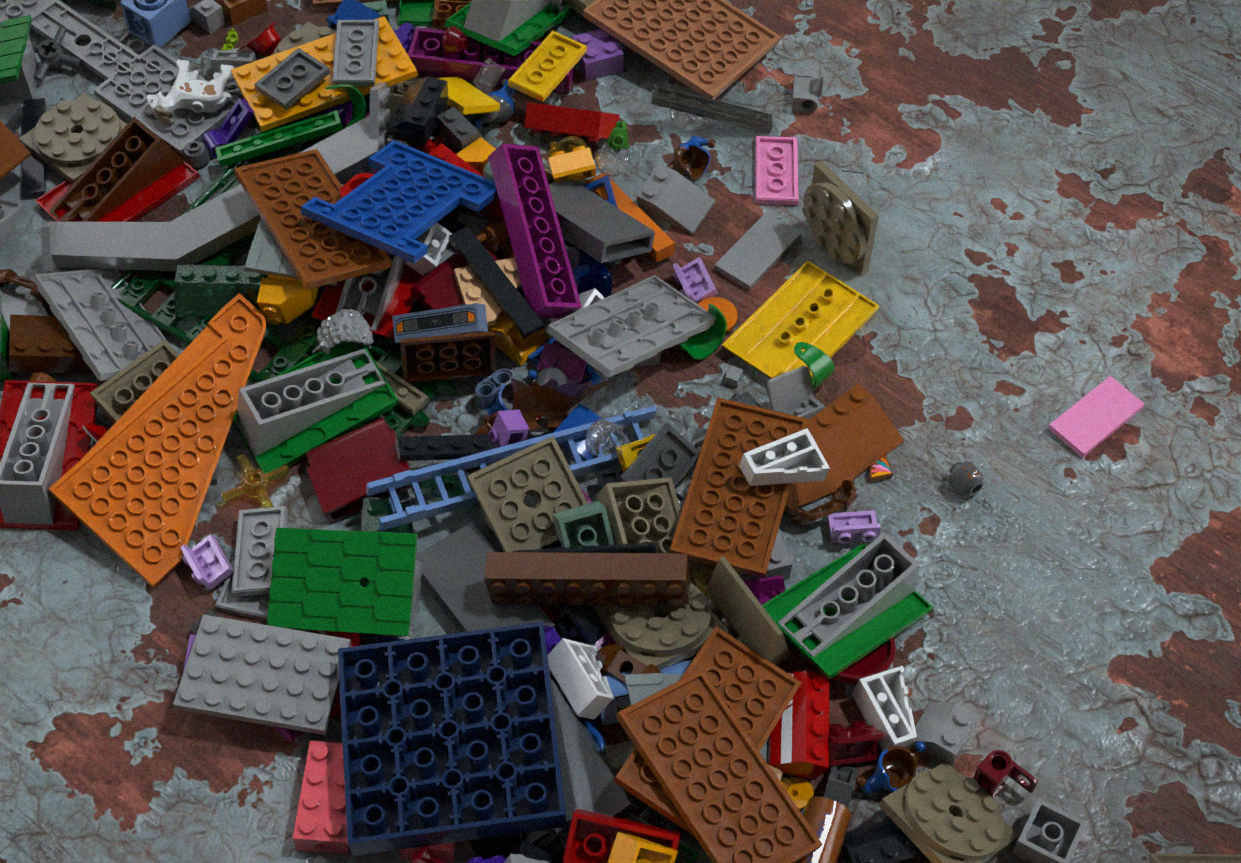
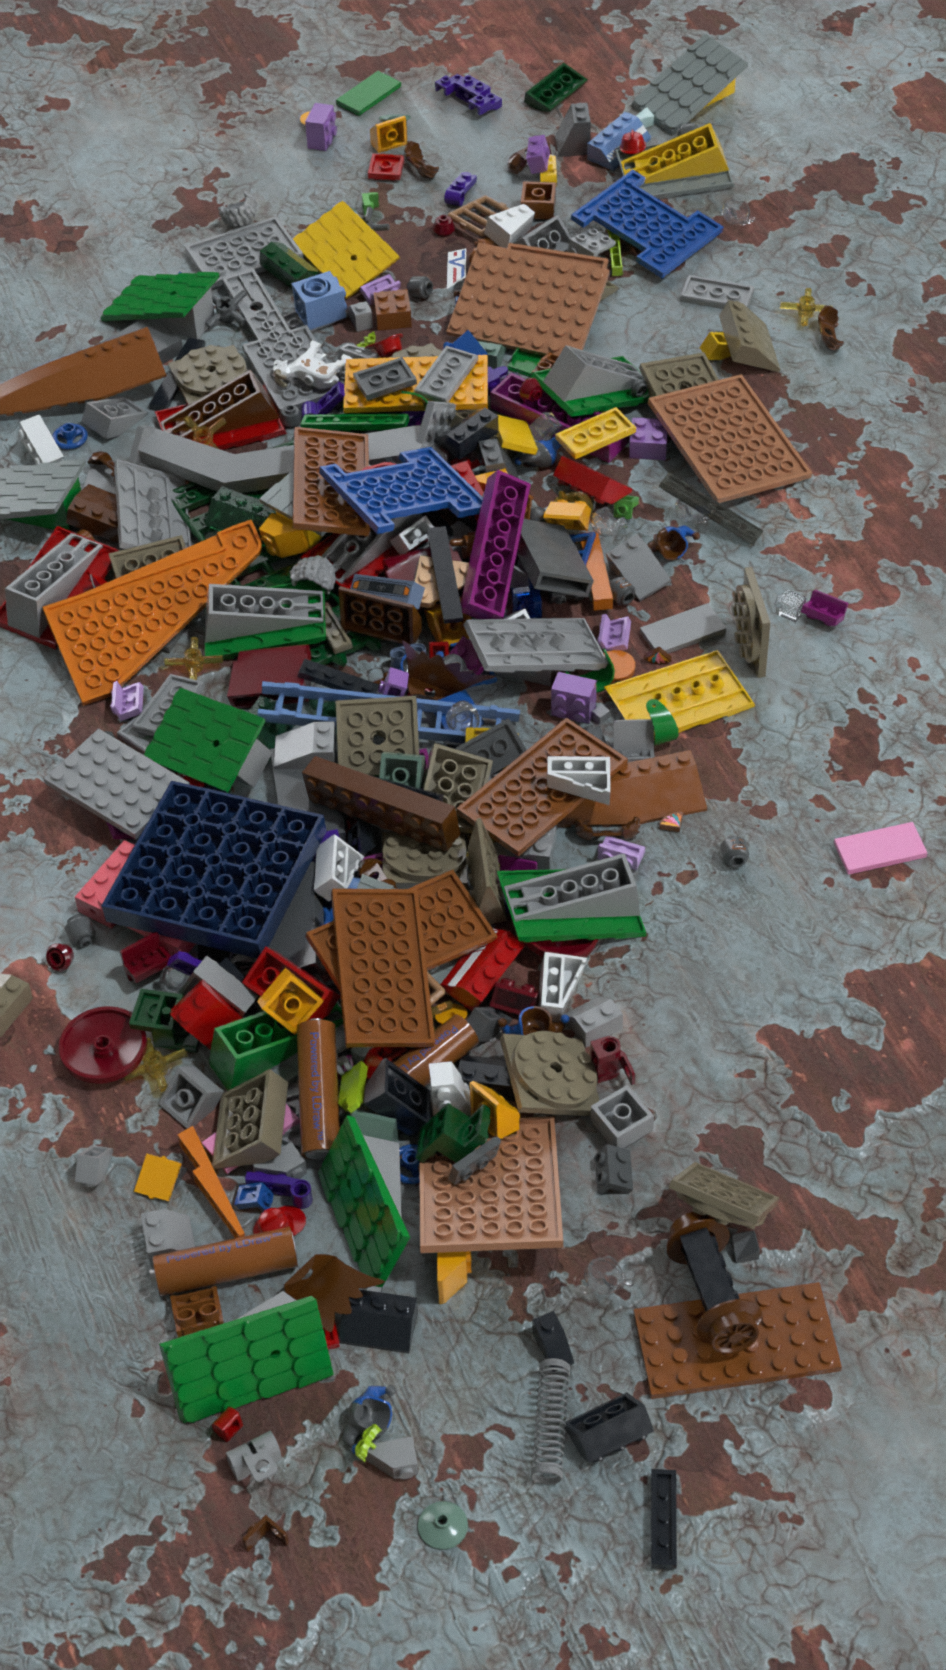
camera: 30 degrees right, 5 degrees down
(113, 204) = (203, 430): none -> clear yellow bar
(455, 541) = (301, 745): none -> light grey slope
(521, 367) = (434, 647): none -> red brick
(675, 228) = (622, 591): none -> dark grey head
(702, 370) = (573, 697): none -> medium lavender brick
(752, 290) = (657, 656): none -> reddish brown tile
(776, 170) = (733, 571): bright pink tile -> none
(806, 89) = (804, 520): light grey piece -> none
(884, 177) = (825, 608): none -> magenta bracket

